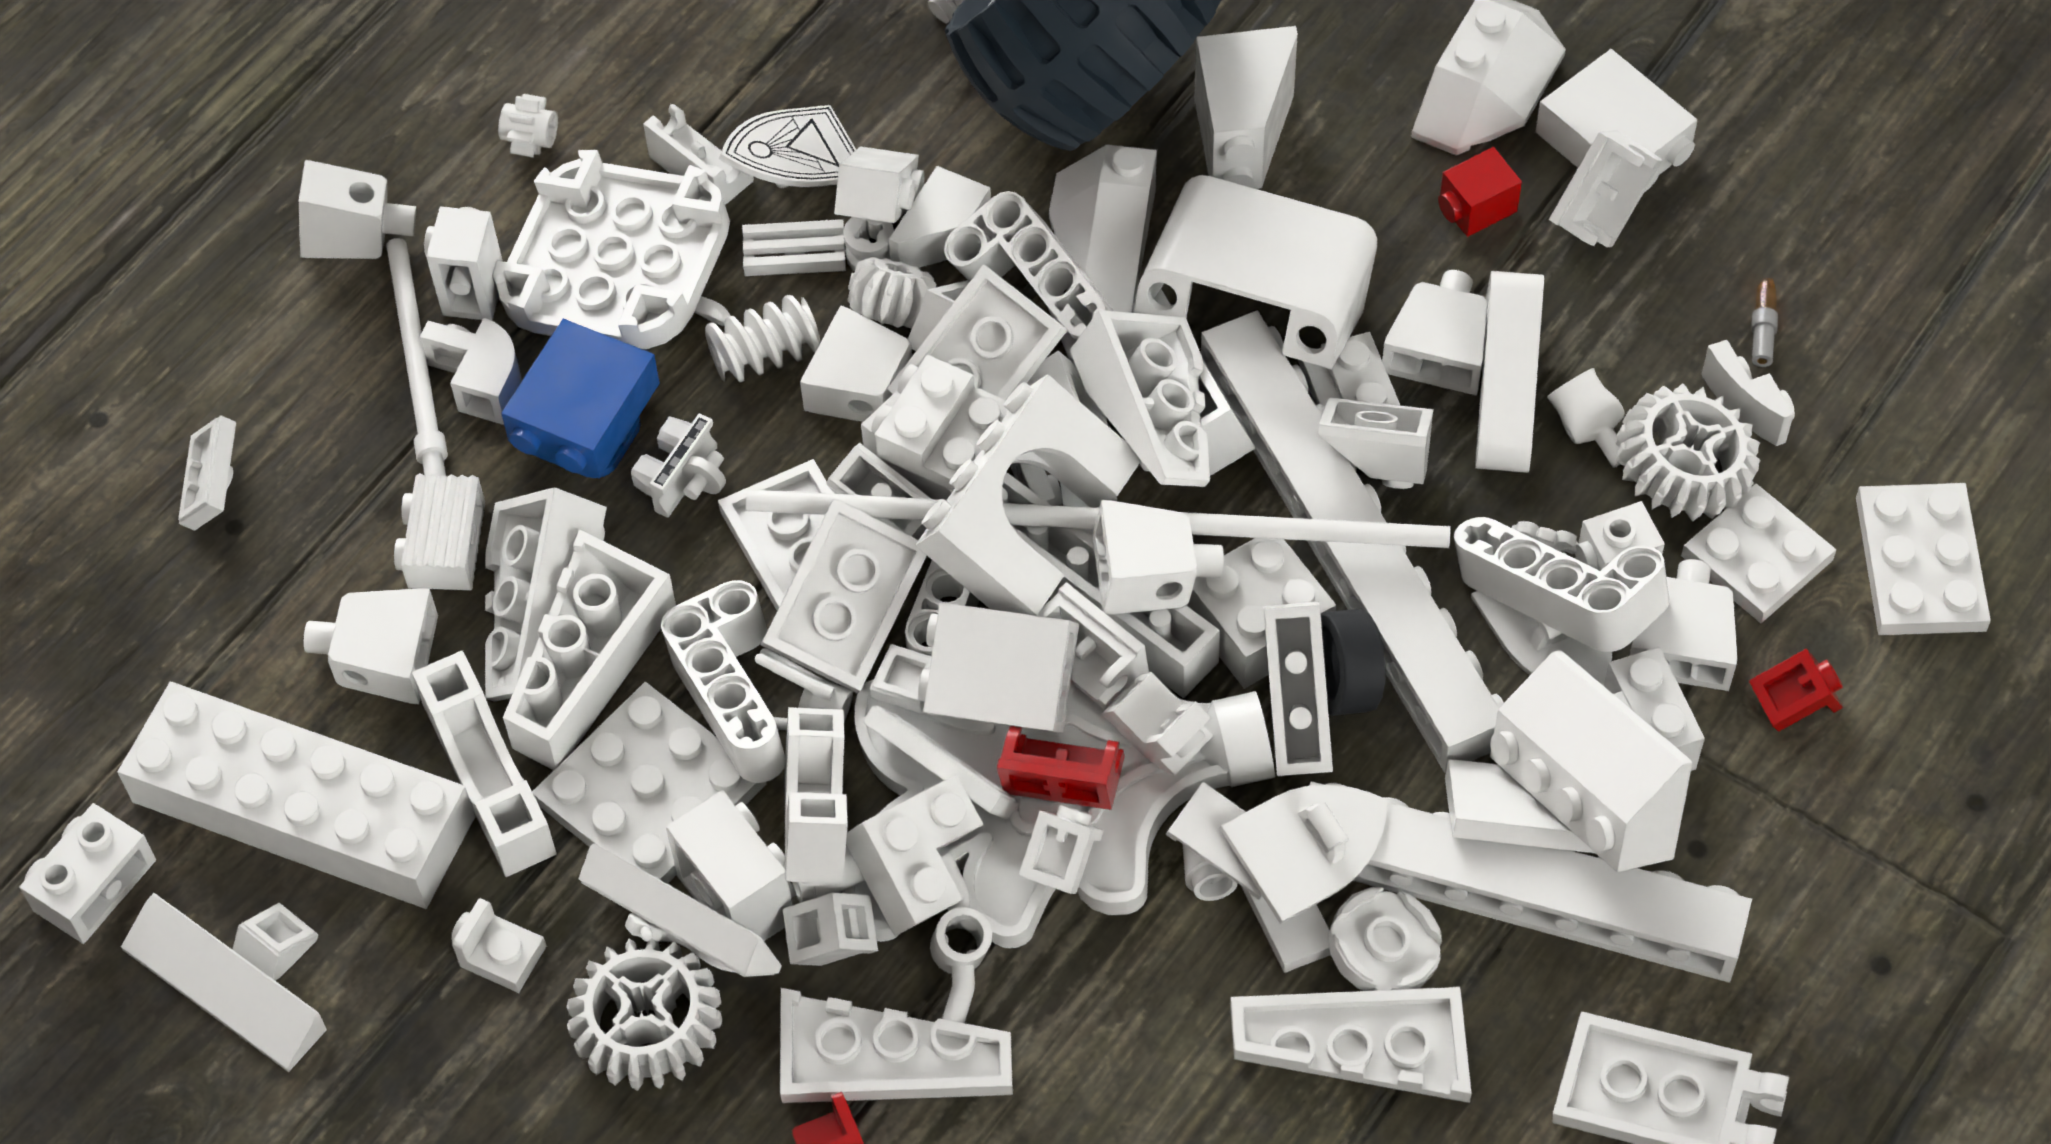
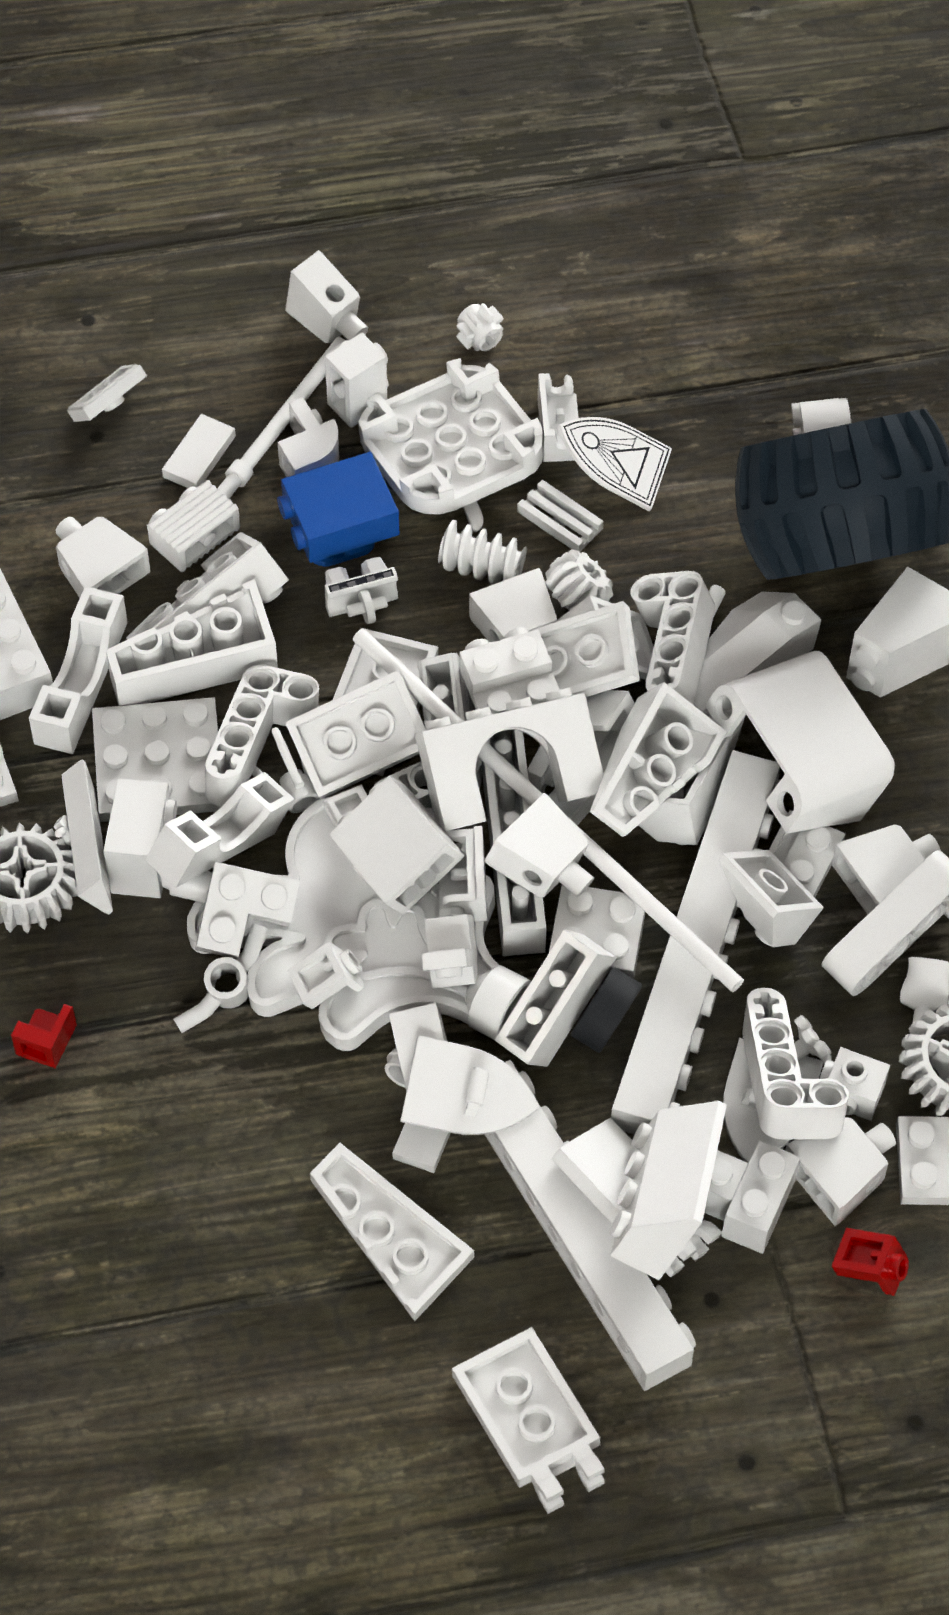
camera: 40 degrees right, 0 degrees up
(365, 460) = (198, 452): none -> white tile
(829, 928) = (163, 915): white brick -> none
(857, 236) = (611, 553): white wheel -> none
(877, 184) = (635, 512): white brick -> none
(885, 1054) = (124, 1010): white wing -> none
(935, 213) = (651, 556): white slope -> none
(940, 761) = (313, 872): white tile -> none
(1060, 770) = (374, 931): red hinge -> none
(1385, 941) = (463, 1189): white tile -> none

